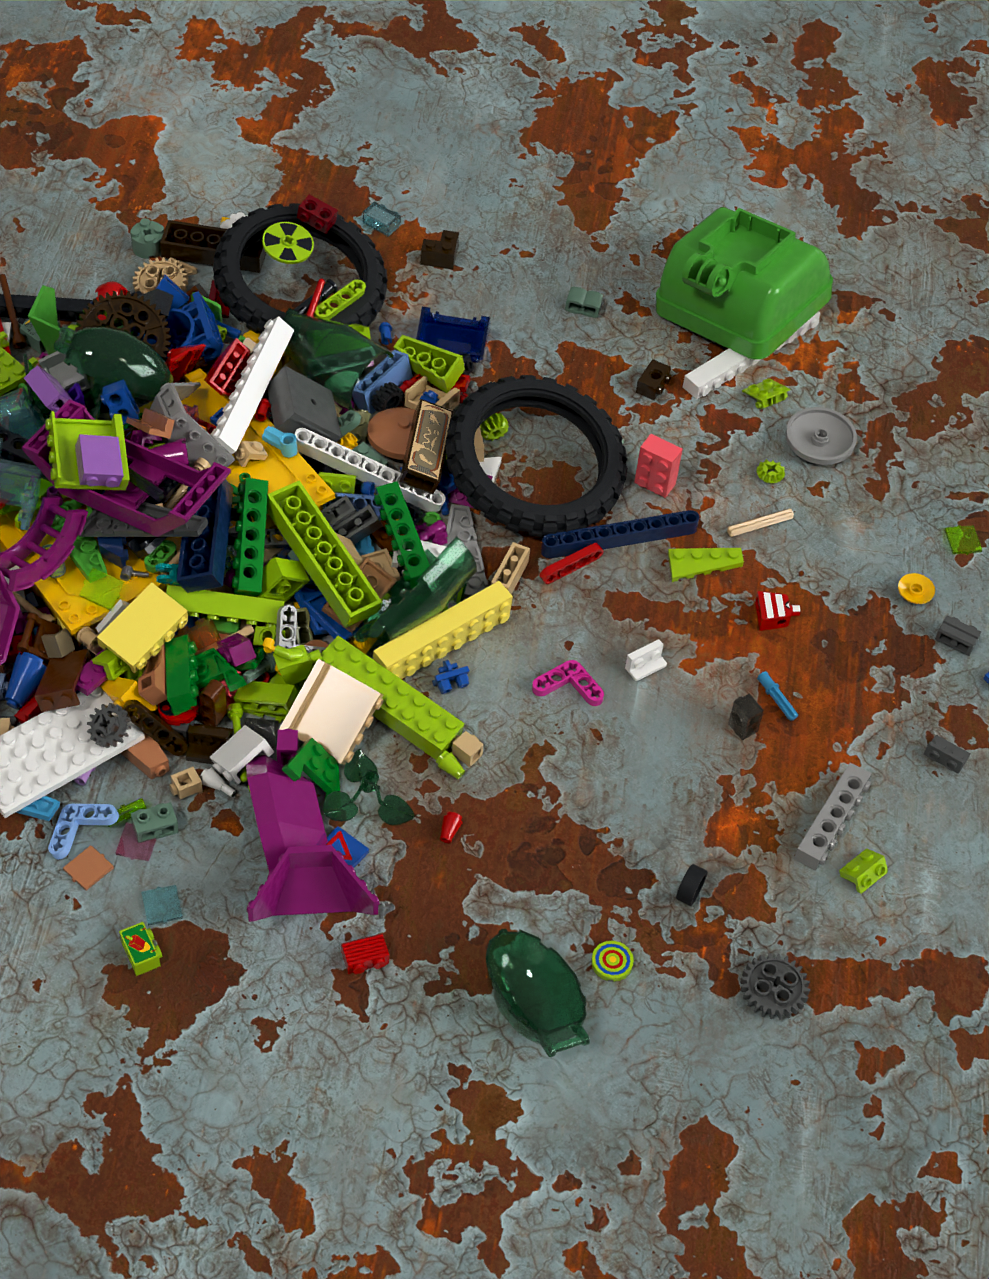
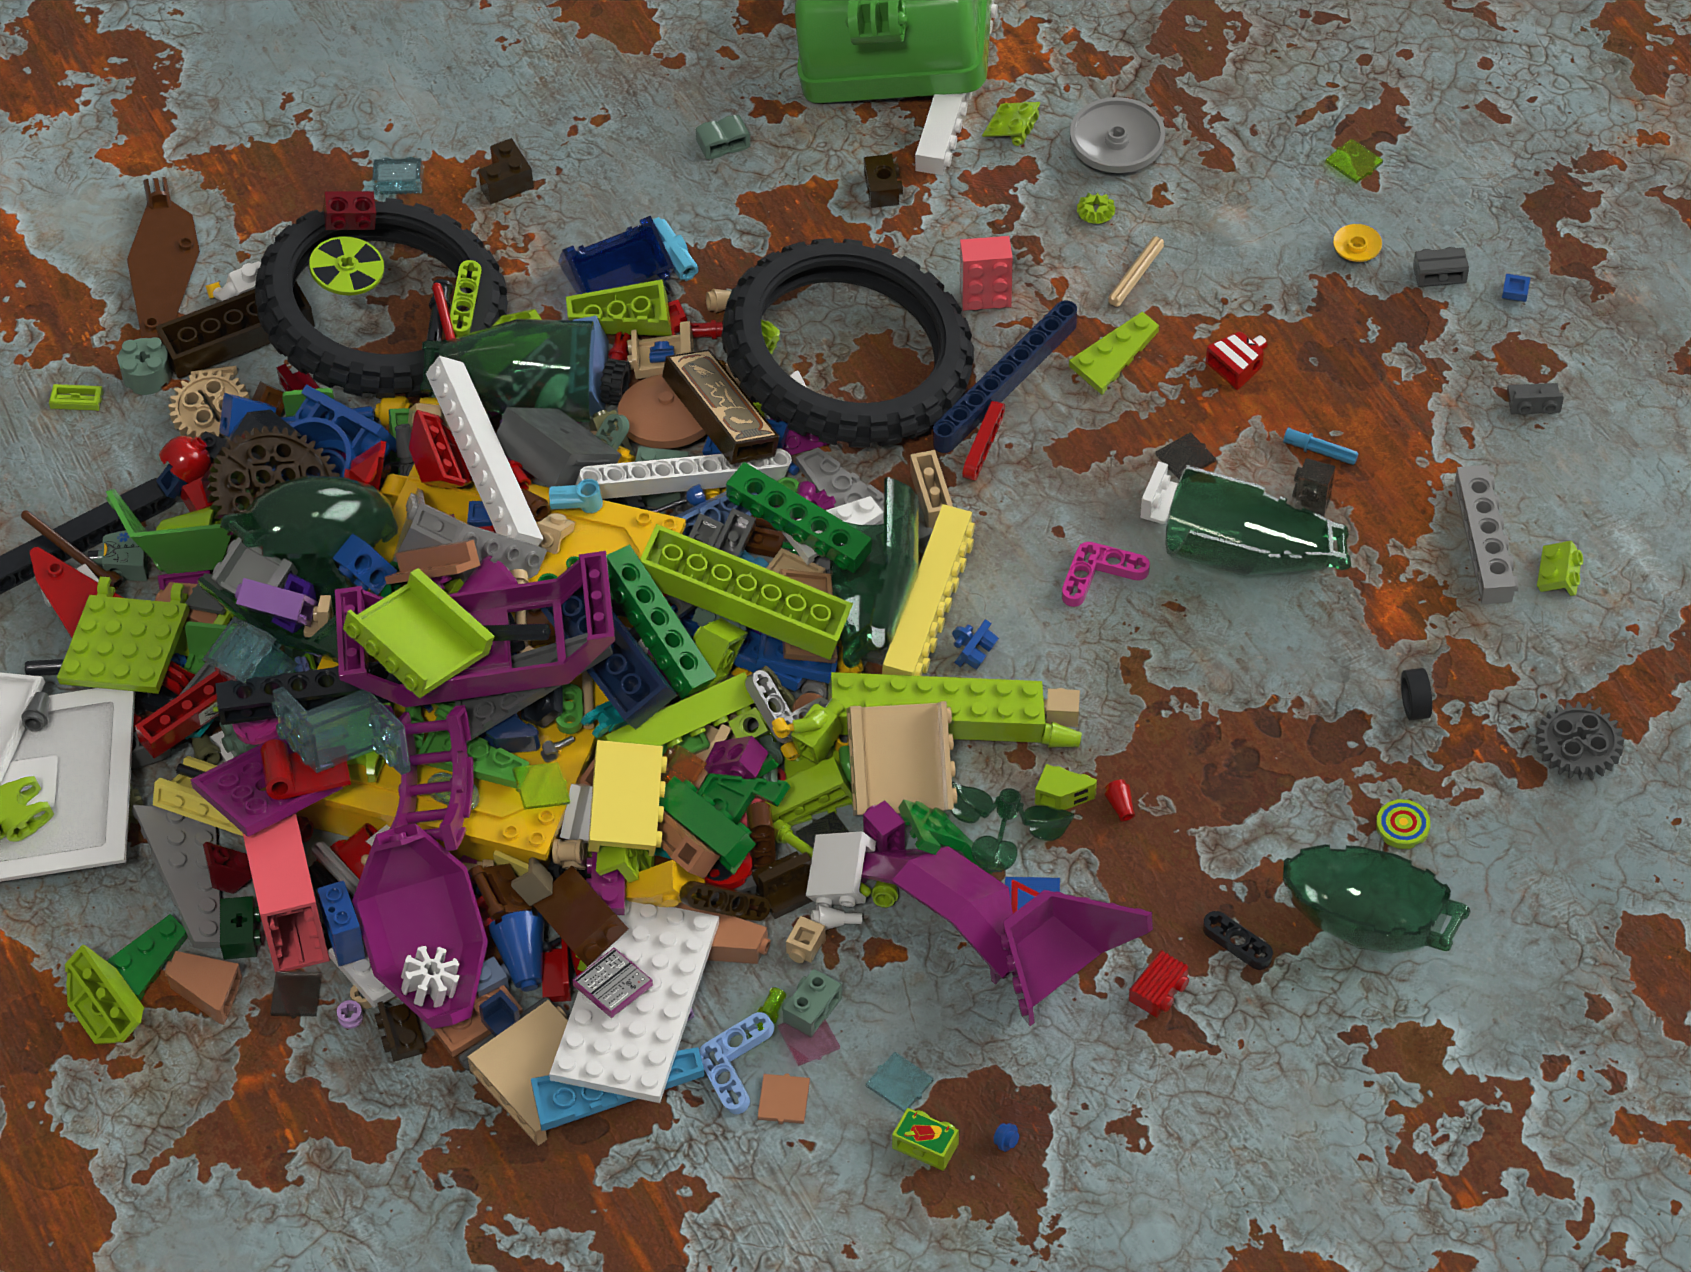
camera: 30 degrees left, 0 degrees up
(40, 729) = (612, 982): none -> tile
(98, 237) = (77, 399): none -> lime tile
(99, 460) = (444, 635): medium lavender brick -> none
(112, 727) = (675, 938): dark grey gear -> none
(187, 981) = (1006, 1136): none -> blue plate
(215, 188) = (161, 259): none -> reddish brown wing
(253, 431) = (538, 505): none -> reddish brown cone
(339, 482) = (670, 503): lime bracket -> none
(385, 330) = (529, 302): blue pin -> none
(420, 796) = (1064, 788): none -> lime slope
(438, 969) = (1242, 951): none -> black beam
(495, 346) = (677, 249): none -> medium azure piece
(677, 716) = (1247, 531): none -> clear green windscreen
(688, 649) = (1184, 452): none -> clear smoke piece

